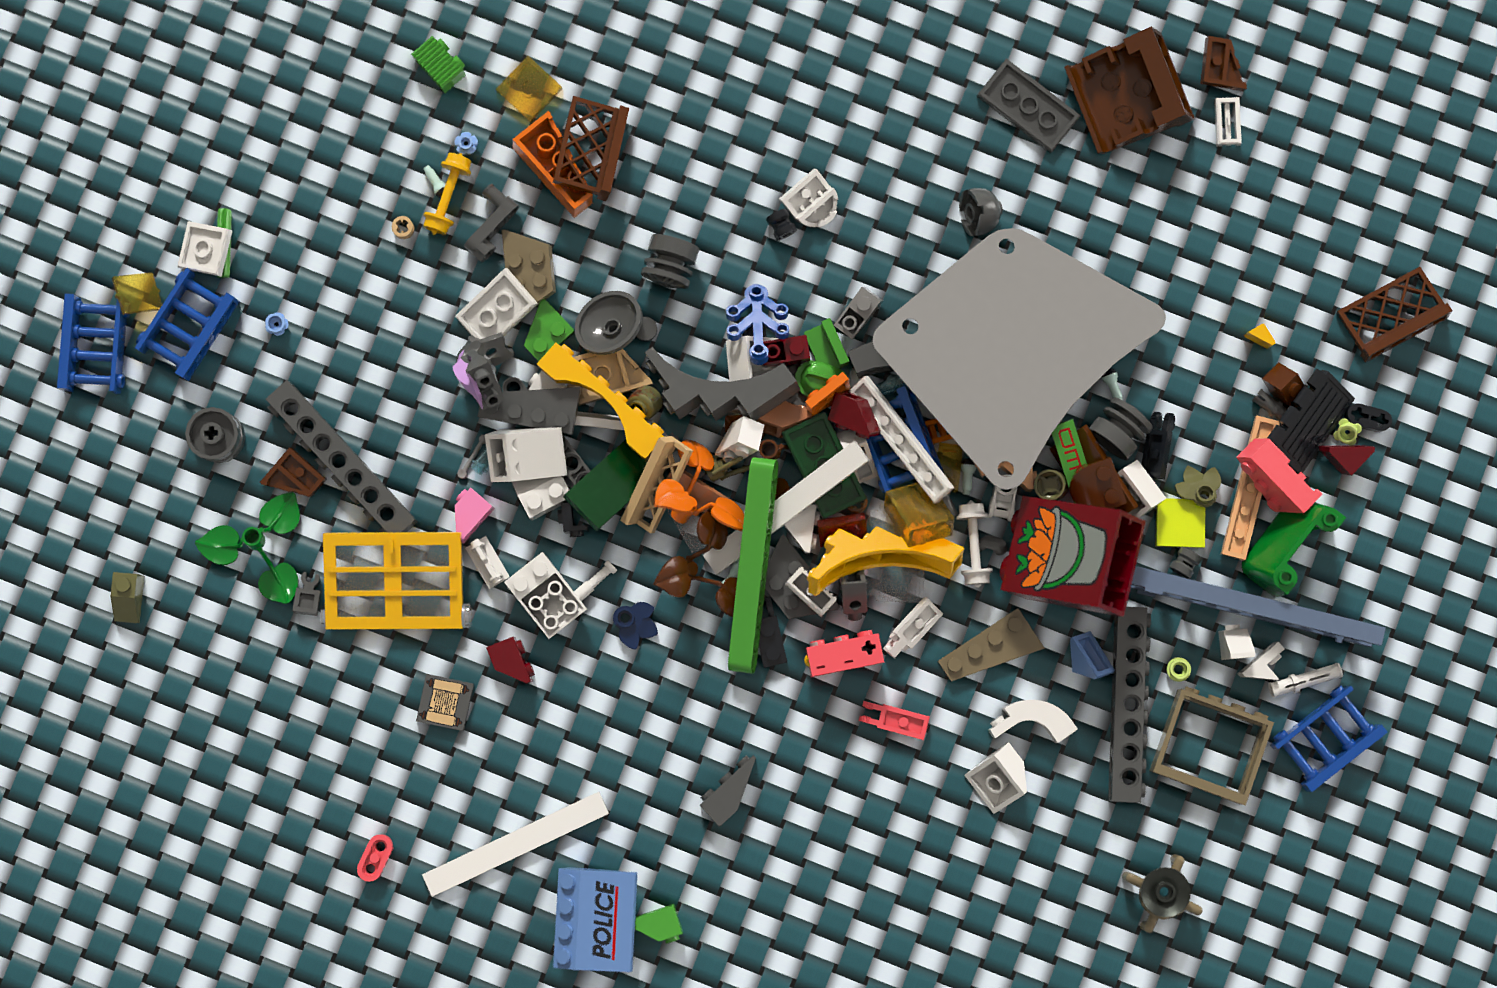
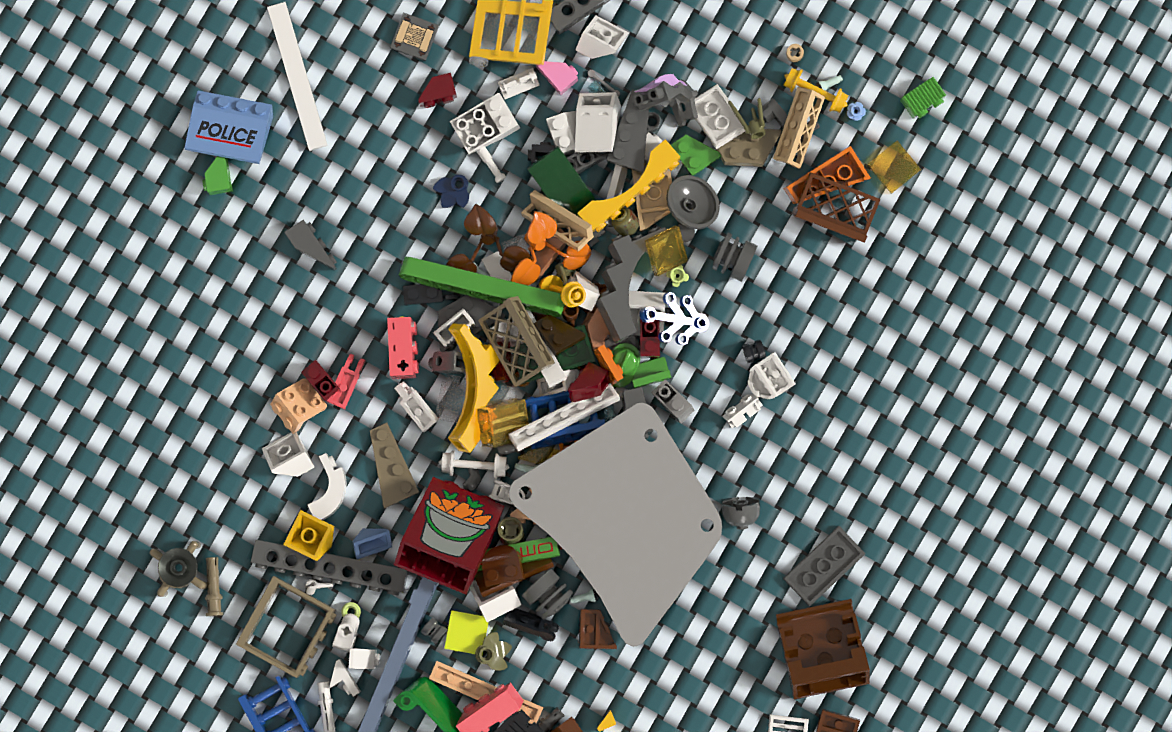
camera: 100 degrees right, 0 degrees up
(417, 466) = (600, 38): none -> white slope
(497, 206) = (797, 126): none -> tan fence
(504, 257) = (755, 126): none -> olive plant
(673, 346) = (666, 250): none -> clear yellow tile
(701, 323) = (682, 276): none -> yellowish green plate
(749, 448) = (571, 293): none -> yellow piece
(800, 461) = (558, 334): none -> dark brown wing
(810, 492) = (530, 337): none -> dark tan fence
(847, 222) = (749, 404): none -> white hinge
(900, 750) = (320, 380): none -> dark red slope
(933, 775) = (297, 404): none -> light nougat bracket
(1097, 733) = (310, 536): none -> yellow slope
(1153, 368) = (594, 631): none -> reddish brown wing
(1154, 720) = (312, 585): none -> white hand
(1188, 843) = (214, 597): none -> dark tan pin
(1207, 669) = (346, 633): none -> white piece

